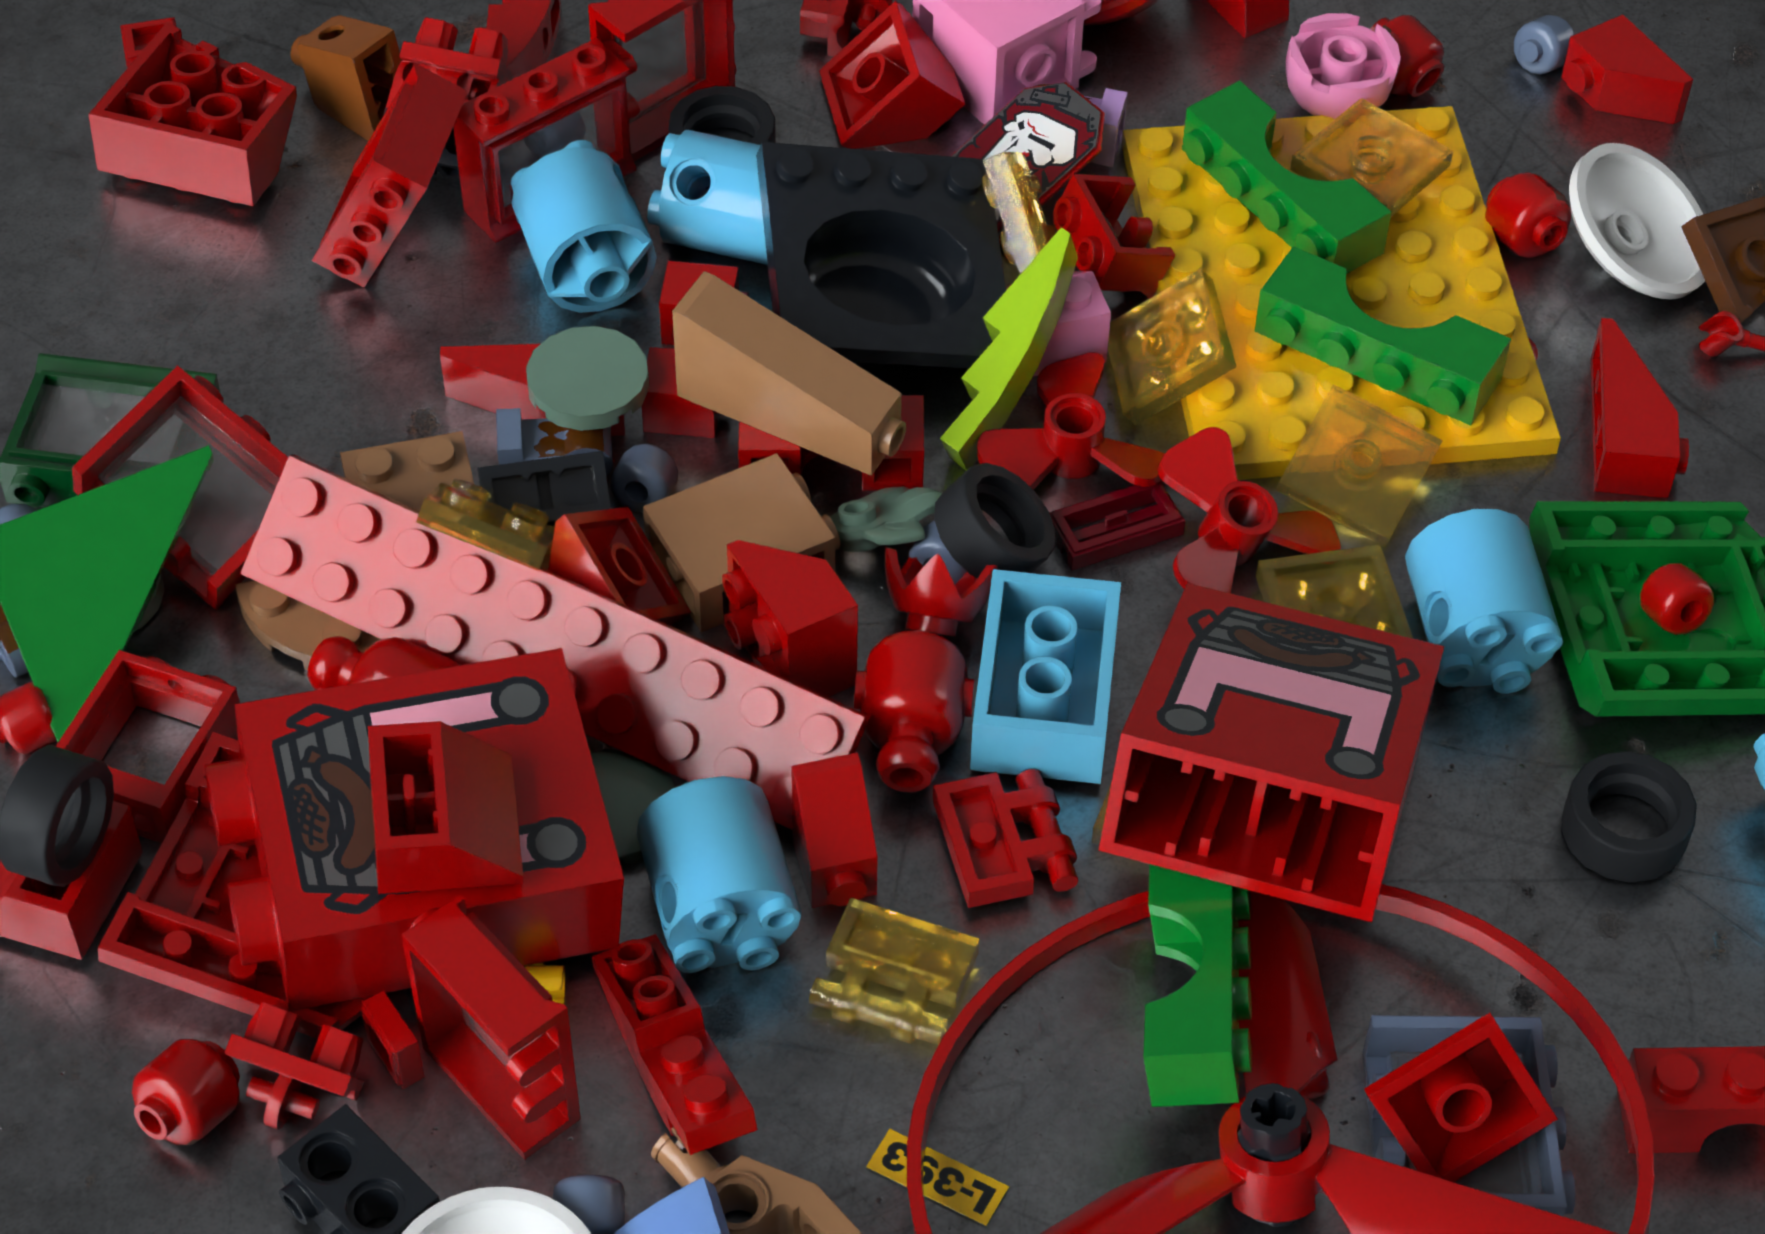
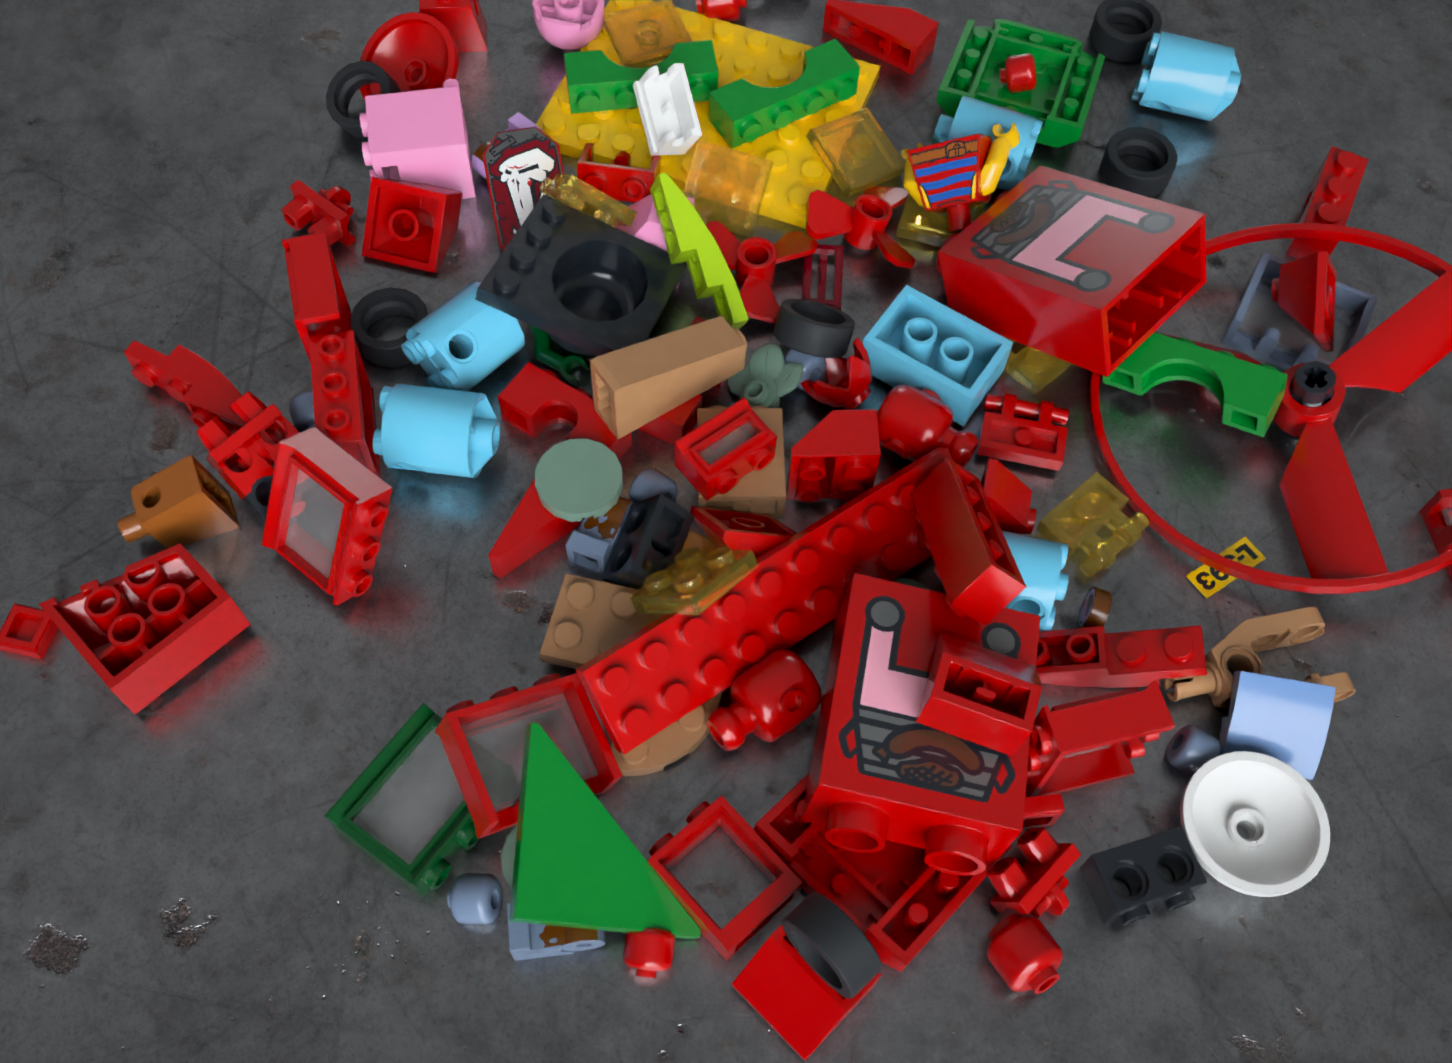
camera: 65 degrees left, 10 degrees up
(681, 745) = (966, 543): none -> red brick
(713, 489) = (725, 450): none -> red window
(746, 1013) = (1095, 608): none -> reddish brown tile
(1220, 216) = (667, 110): none -> white hinge
(1364, 555) = (958, 173): none -> torso

